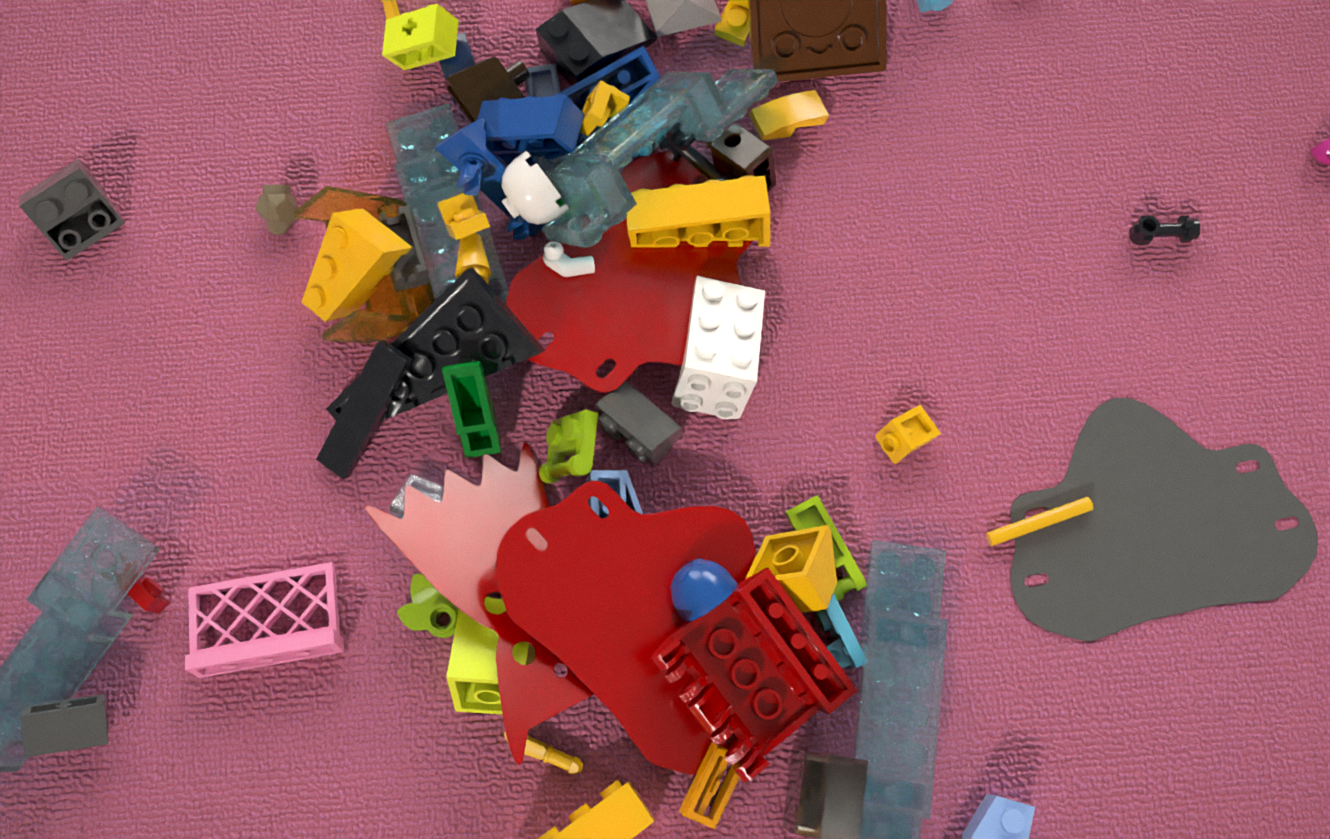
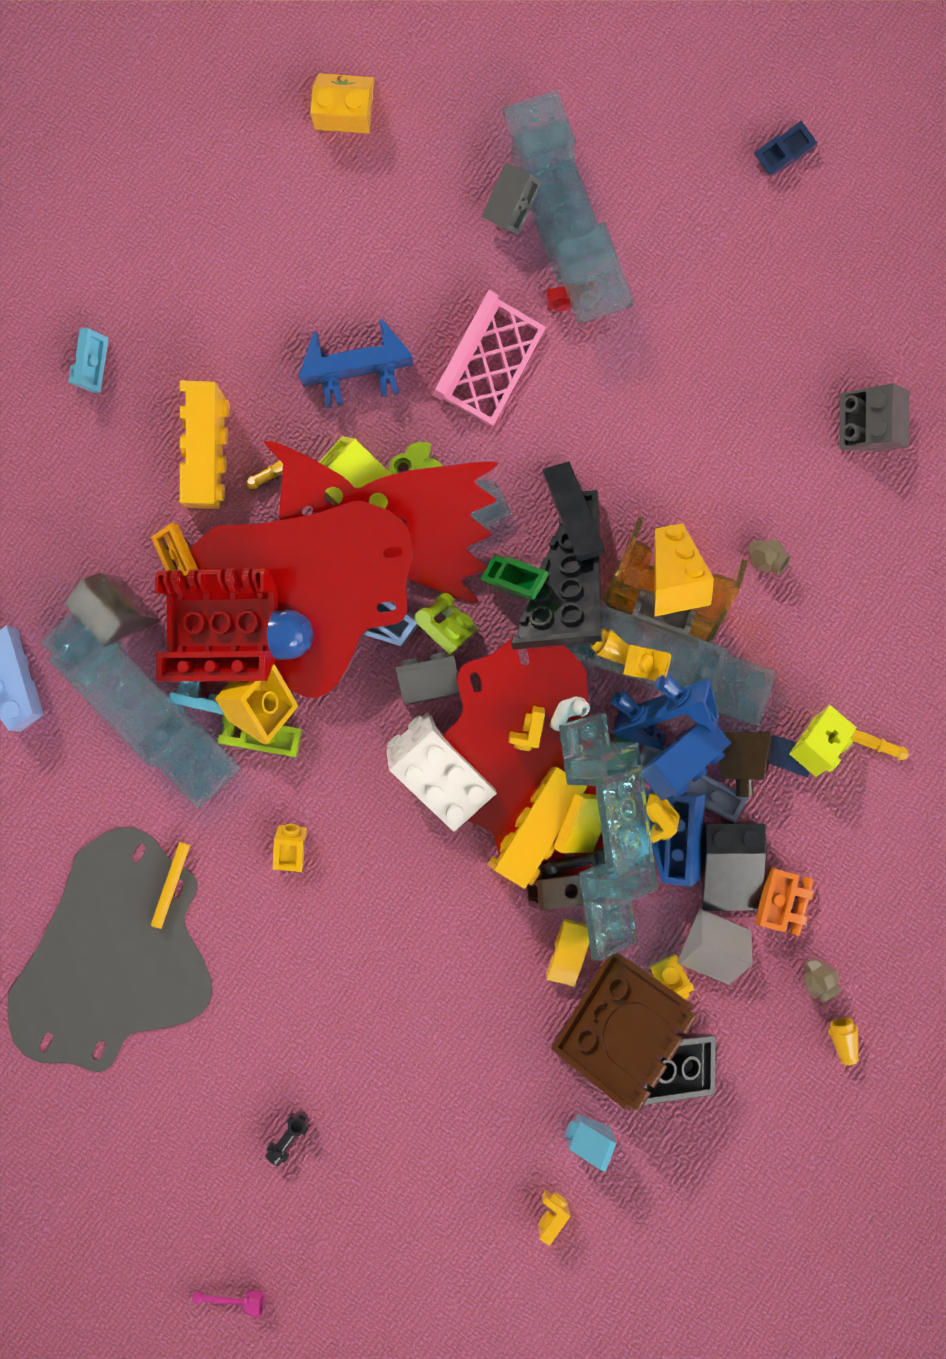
camera: 125 degrees right, 10 degrees up
(342, 729) = (355, 363): none -> blue hose
(530, 192) = (632, 722): white cylinder -> none
(608, 279) = (533, 725): none -> yellow bracket
(663, 176) = (581, 826): none -> yellow tile

